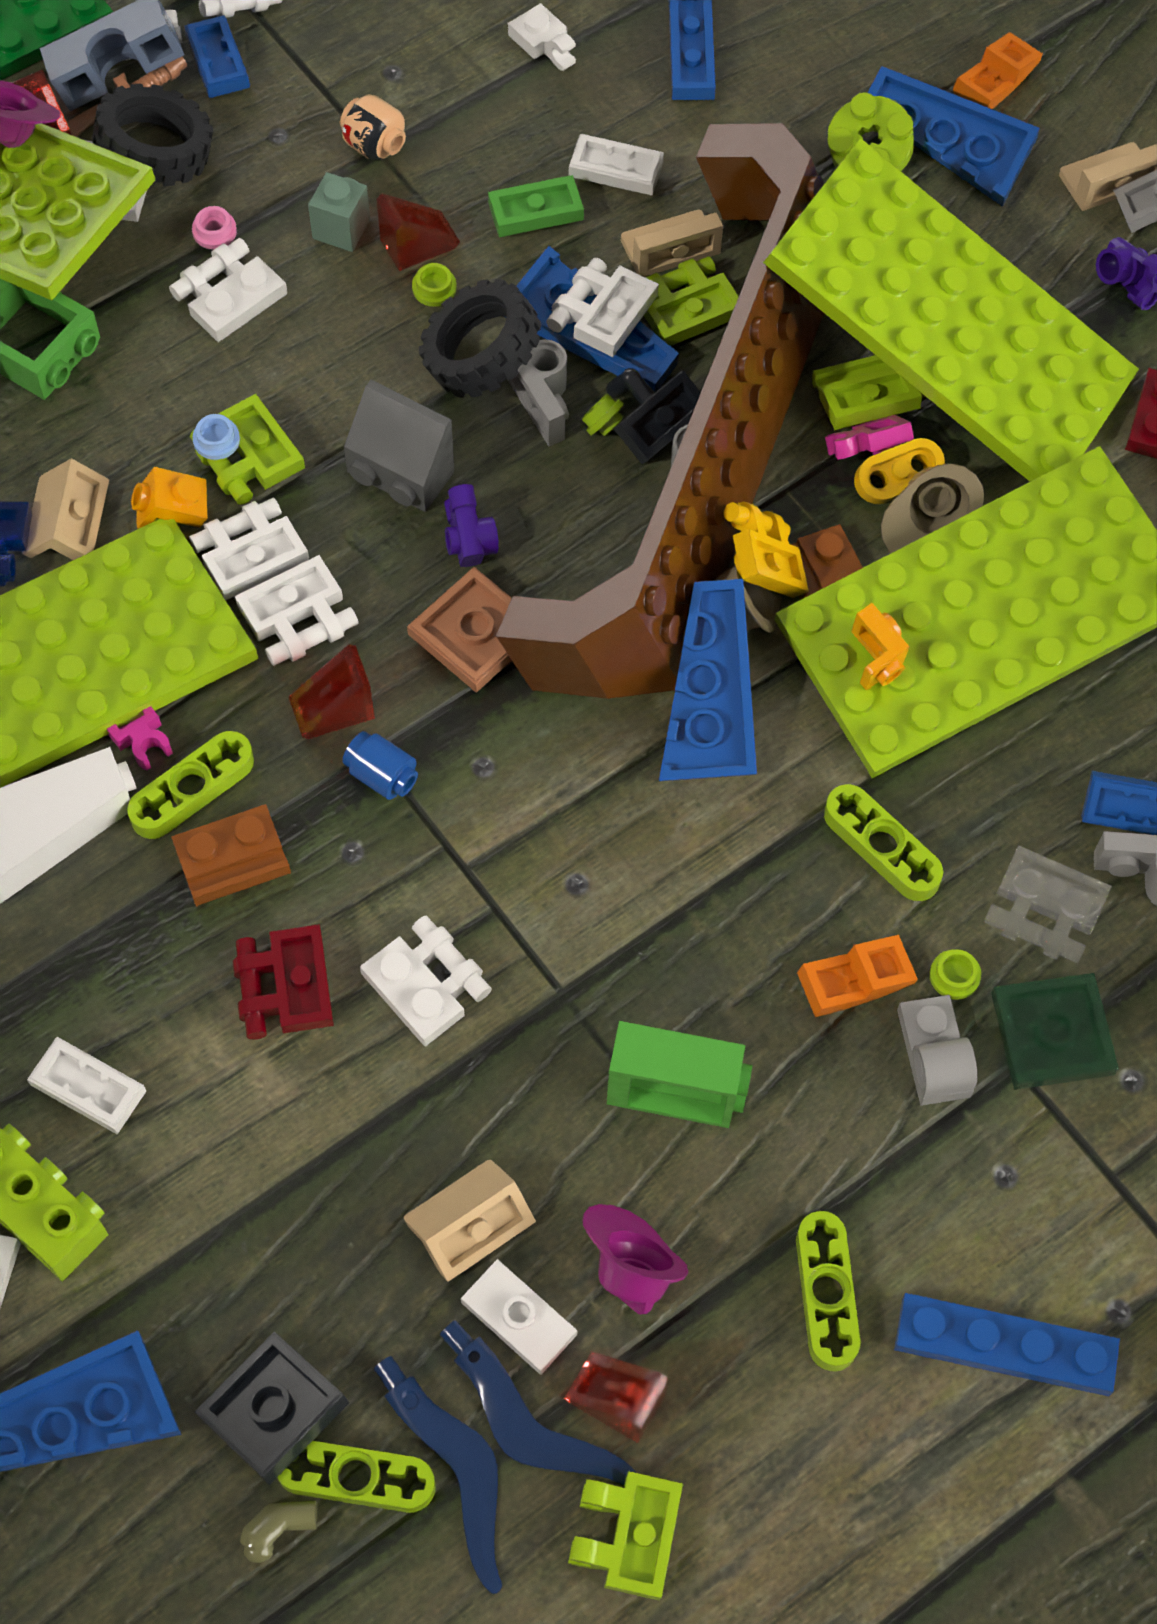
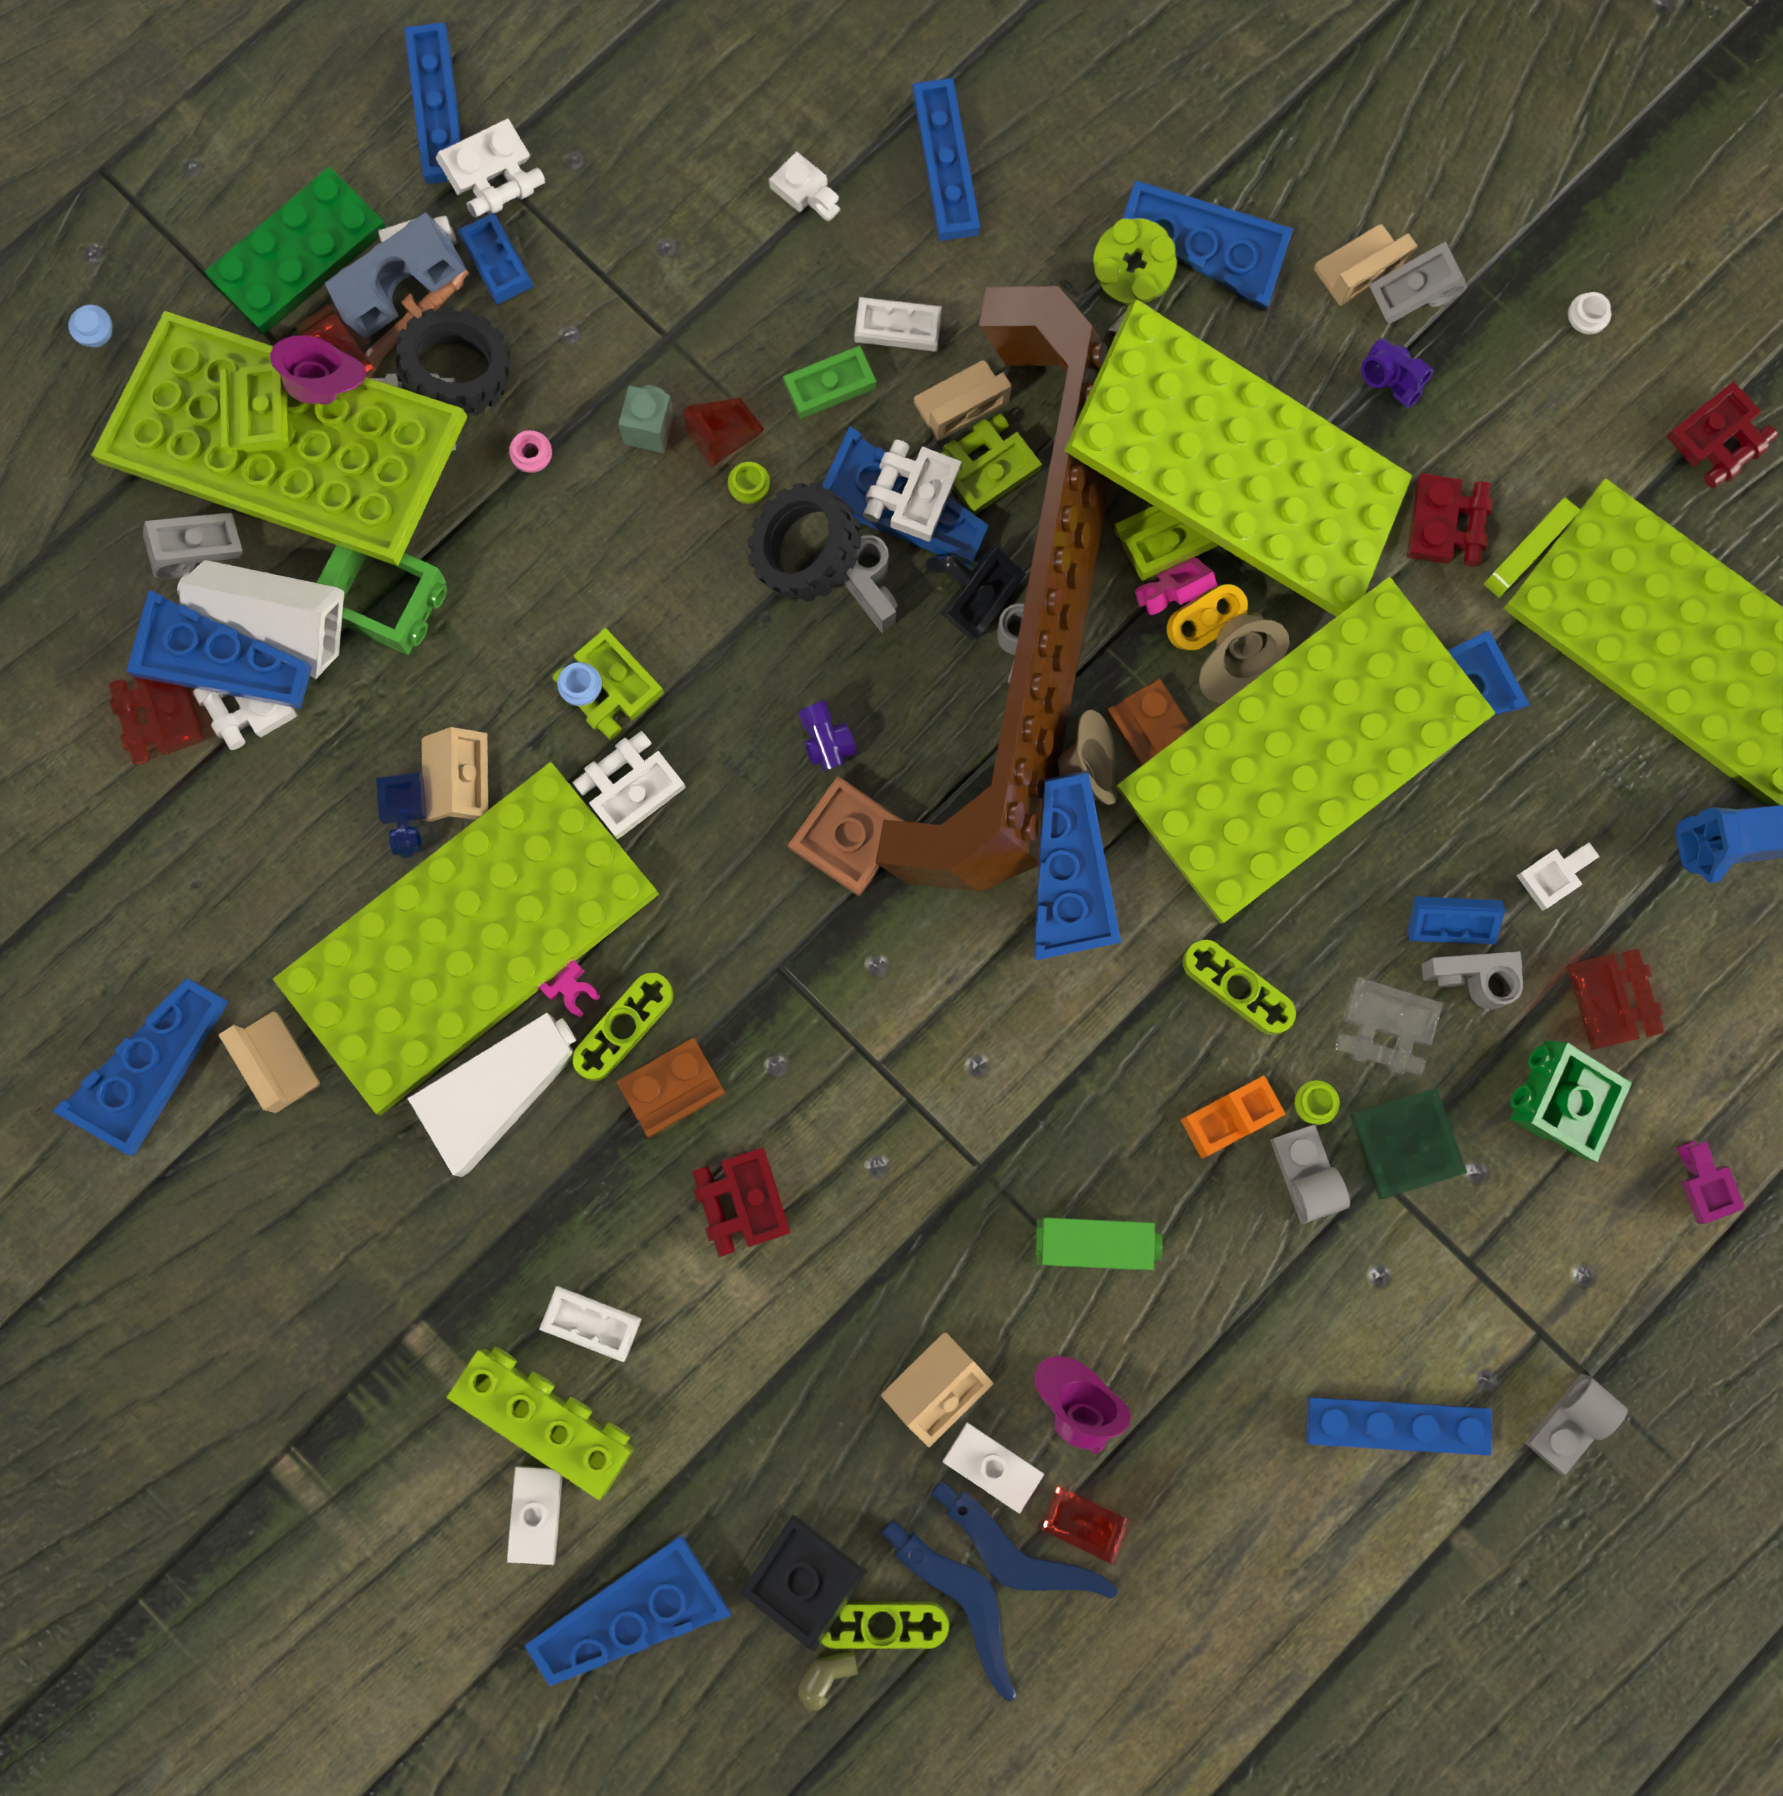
camera: 10 degrees left, 15 degrees up
(170, 496) = (547, 746): light orange bracket -> none
(236, 298) = (566, 521): white plate -> none
(292, 598) = (676, 832): white plate -> none
(334, 696) = (733, 925): clear red slope -> none
(373, 127) = (661, 319): light nougat head -> none
(380, 765) = (788, 985): blue brick -> none
(399, 447) = (749, 669): dark grey slope -> none
(414, 991) = (856, 1191): white plate -> none
(603, 415) = (929, 600): lime plate -> none
(642, 1535) = (1124, 1638): lime plate -> none
(764, 550) = (1103, 732): yellow plate -> none
(838, 1250) = (1243, 1440): lime beam -> none
(883, 641) = (1217, 804): light orange bracket -> none
(999, 72) = (1244, 165): orange slope -> none

